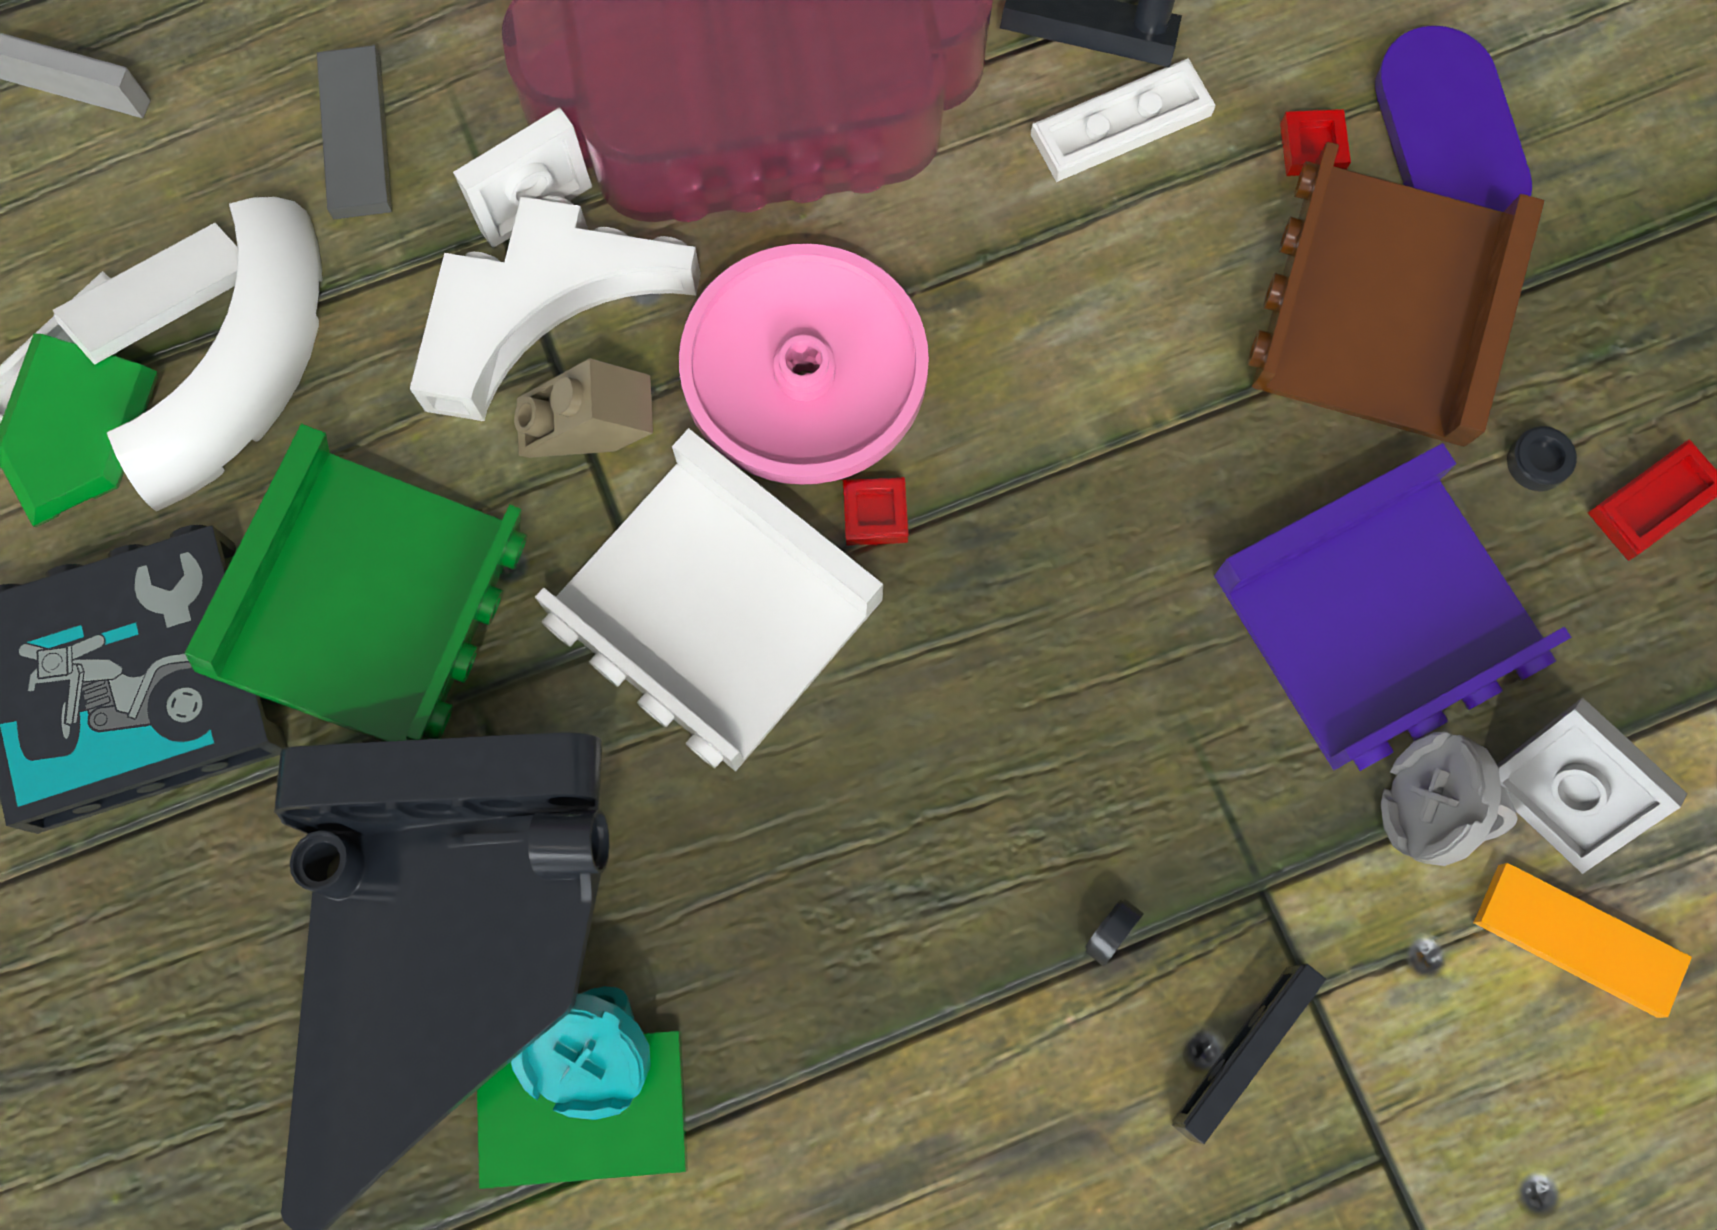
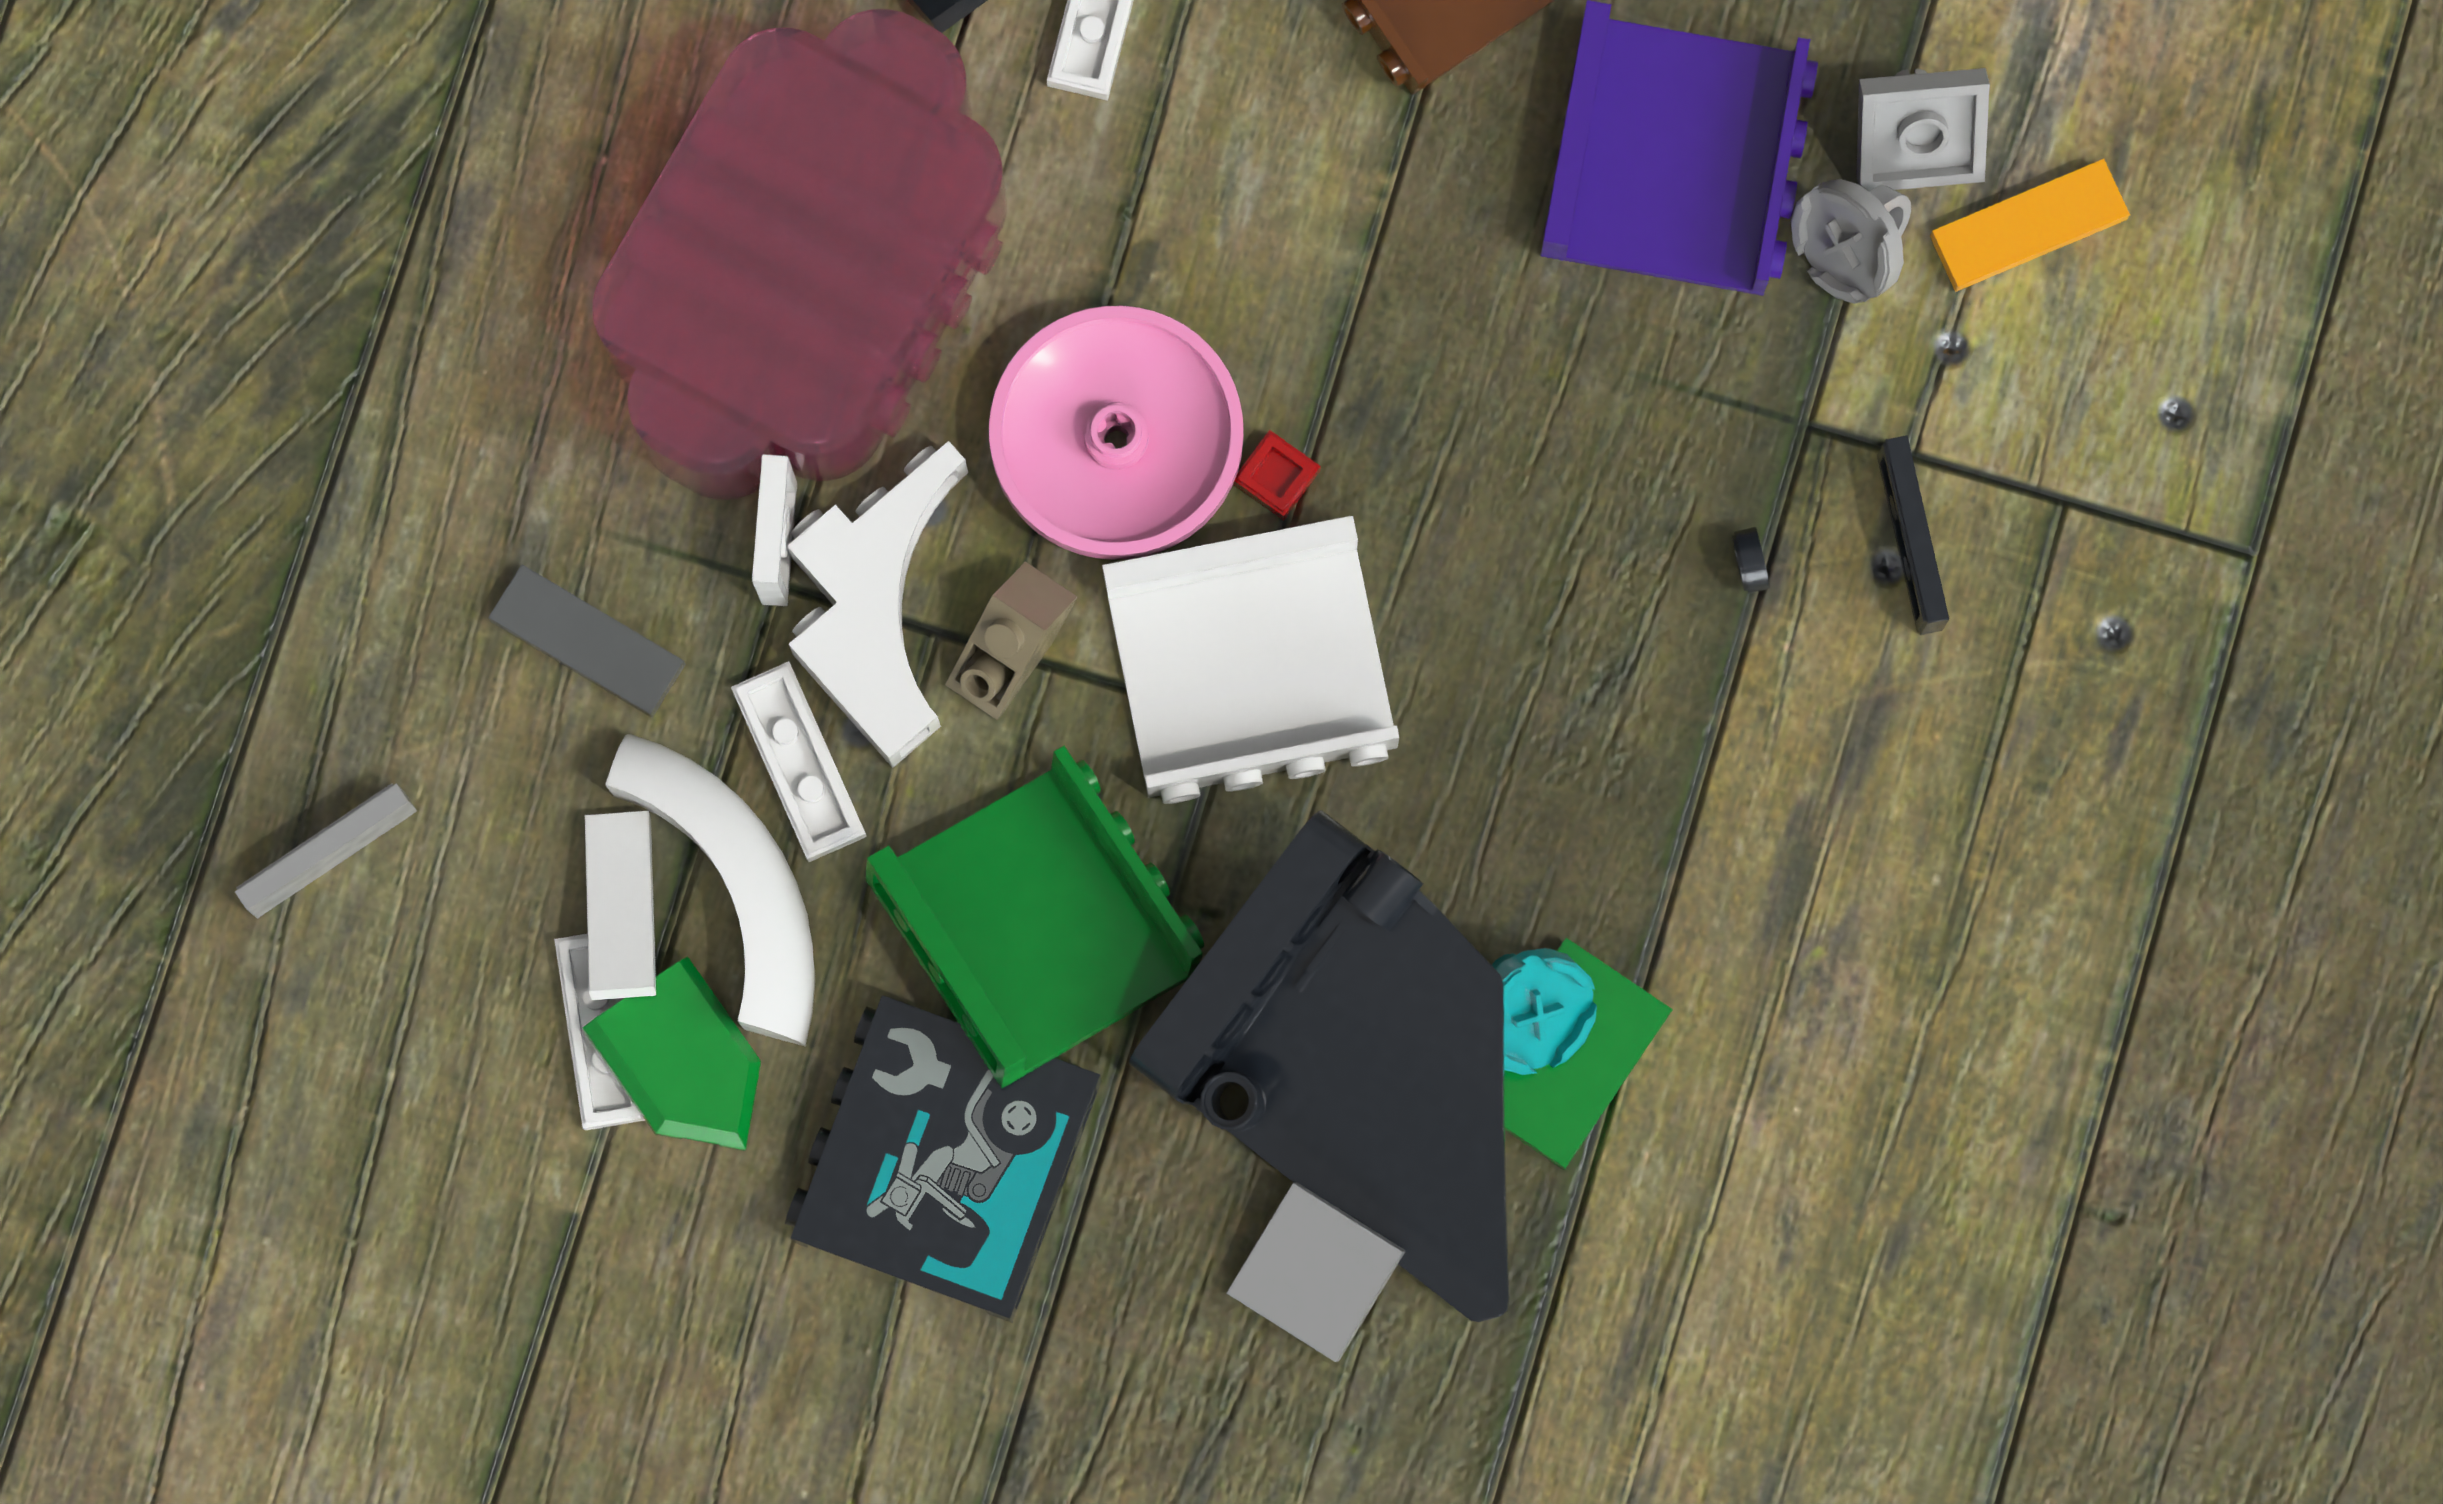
camera: 50 degrees left, 5 degrees up
(235, 1047) = (1316, 1272): none -> light grey tile
(372, 342) = (798, 761): none -> white tile

